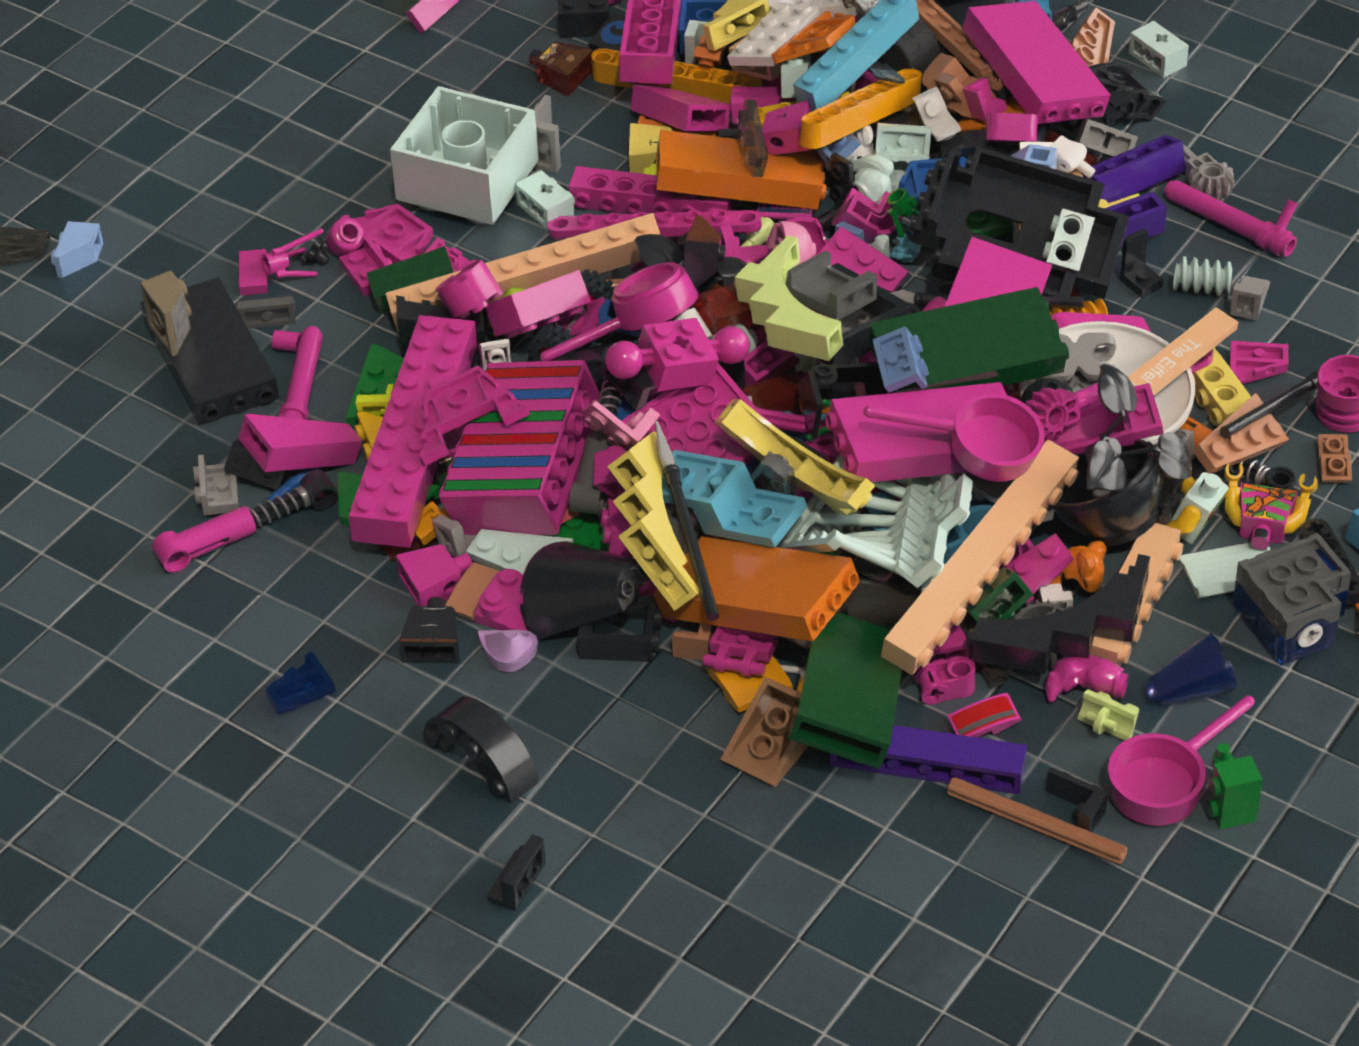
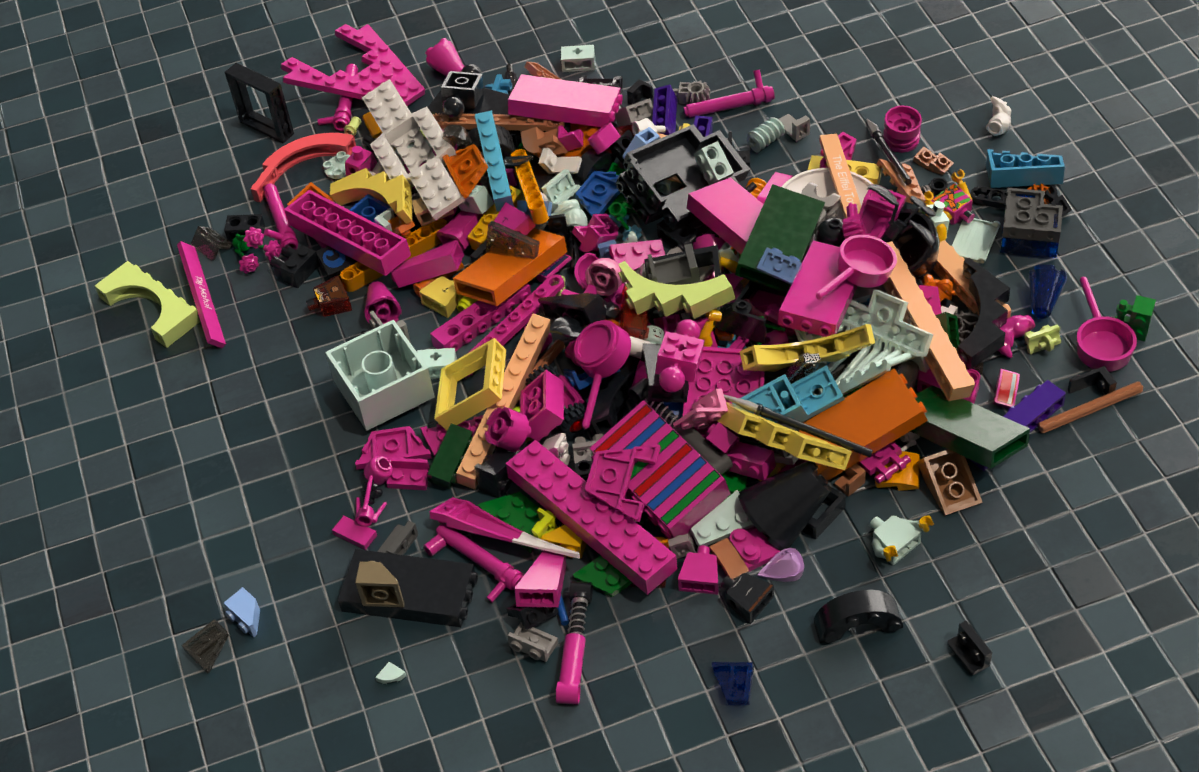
camera: 50 degrees left, 5 degrees up
(89, 402) = (390, 674): none -> light aqua tile
(341, 351) = (470, 518): none -> dark pink plate
(517, 233) = (489, 354): none -> light yellow window
(583, 107) = (382, 303): none -> dark pink cone
(631, 724) = (897, 536): none -> light aqua torso
(772, 375) = (706, 327): none -> yellow torso
(1154, 126) = (639, 90): none -> black bracket

